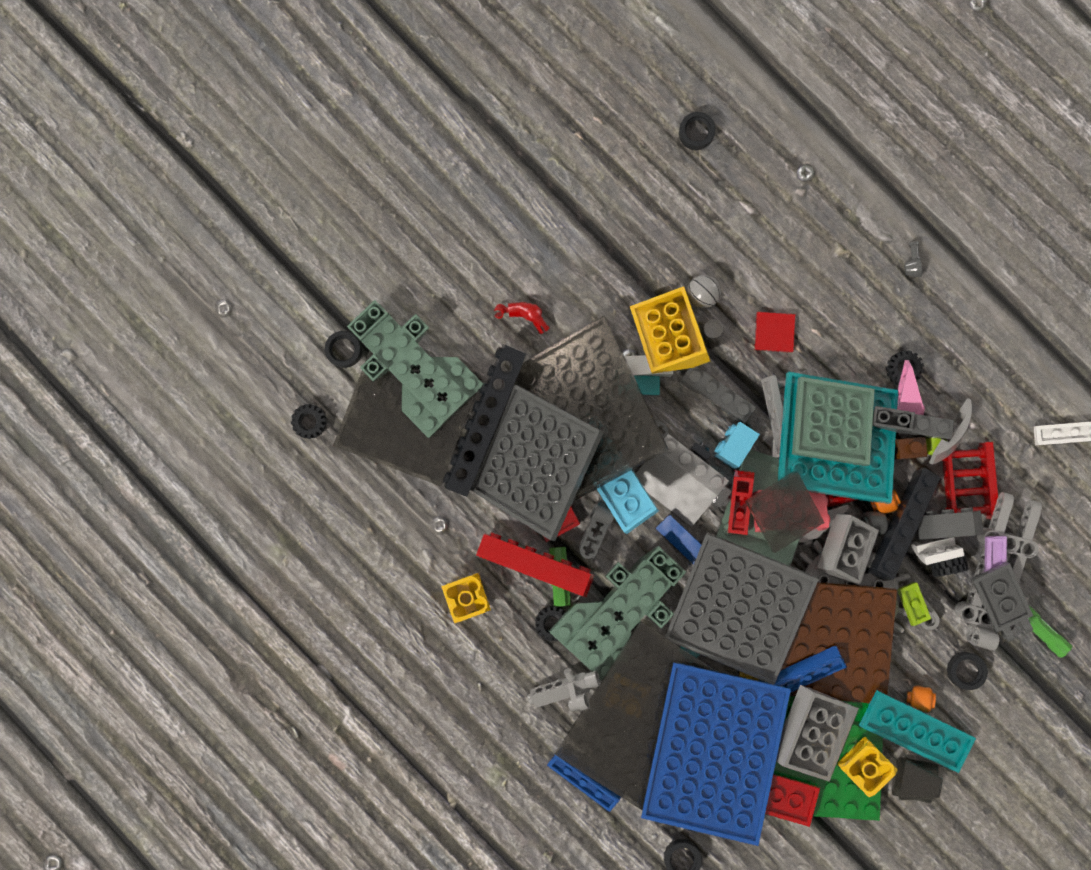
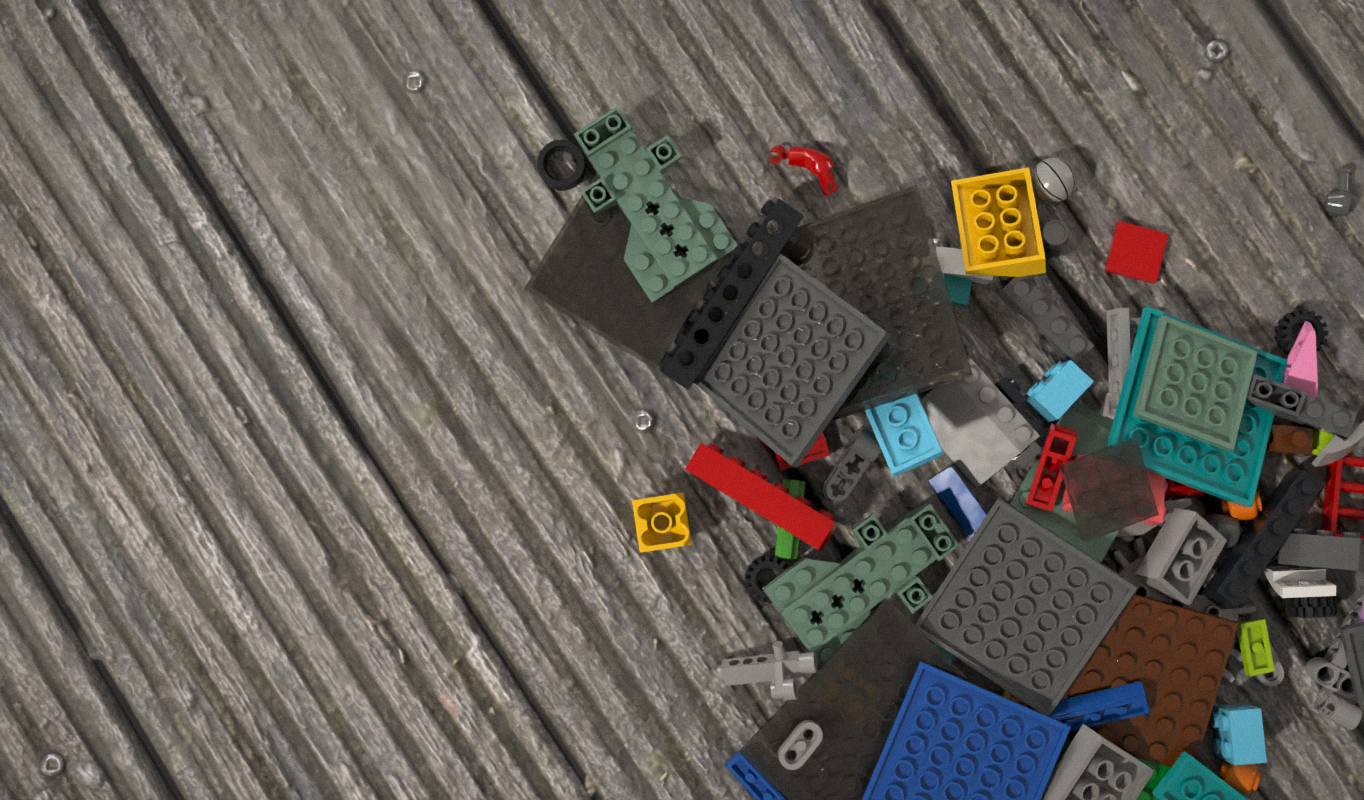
camera: 15 degrees right, 0 degrees up
(297, 421) = (482, 250): black tyre -> none
(598, 740) = (801, 745): none -> light grey plate
(914, 669) = (1238, 733): none -> medium azure brick
(982, 671) = (1328, 750): black tyre -> none

